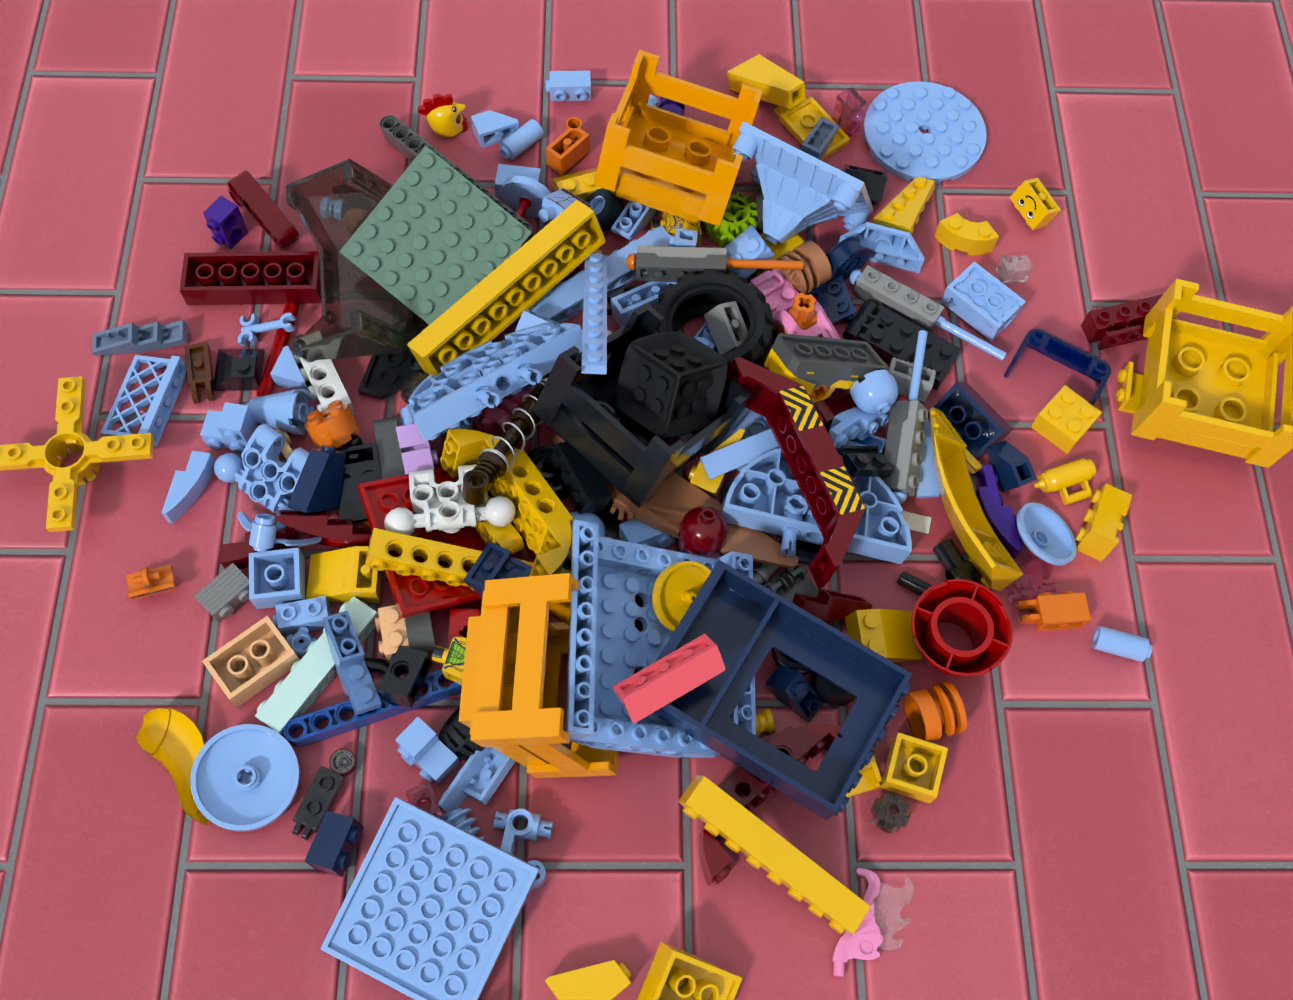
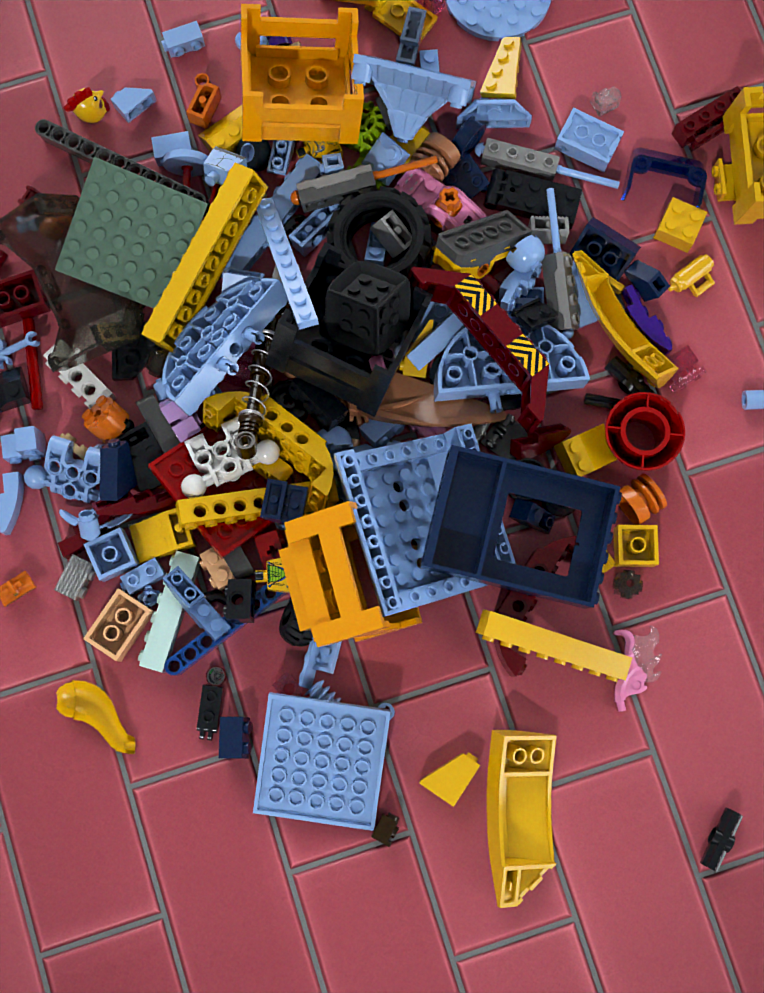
camera: 15 degrees left, 15 degrees up
(245, 777) = (150, 712): light blue dish -> none
(283, 410) = (60, 416): light blue cone -> none
(286, 372) = (49, 382): light blue slope -> none
(422, 747) = (277, 650): light blue brick -> none
(521, 139) = (160, 106): light blue brick -> none
(535, 827) = (375, 678): light blue piece -> none
(670, 677) = (444, 549): coral panel -> none
(676, 590) = (425, 472): yellow piece -> none
(703, 530) = (427, 414): dark red cylinder -> none
(764, 722) = (517, 546): yellow wheel -> none
(873, 180) = (463, 55): black slope -> none
(917, 522) = (585, 348): white sticker -> none
(966, 236) = (559, 82): yellow brick -> none
(1035, 203) = (608, 33): yellow brick -> none
(1046, 534) = (688, 329): light blue dish -> none
(1056, 611) = (710, 389): orange hinge -> none
(1103, 522) = (729, 304): yellow wedge -> none

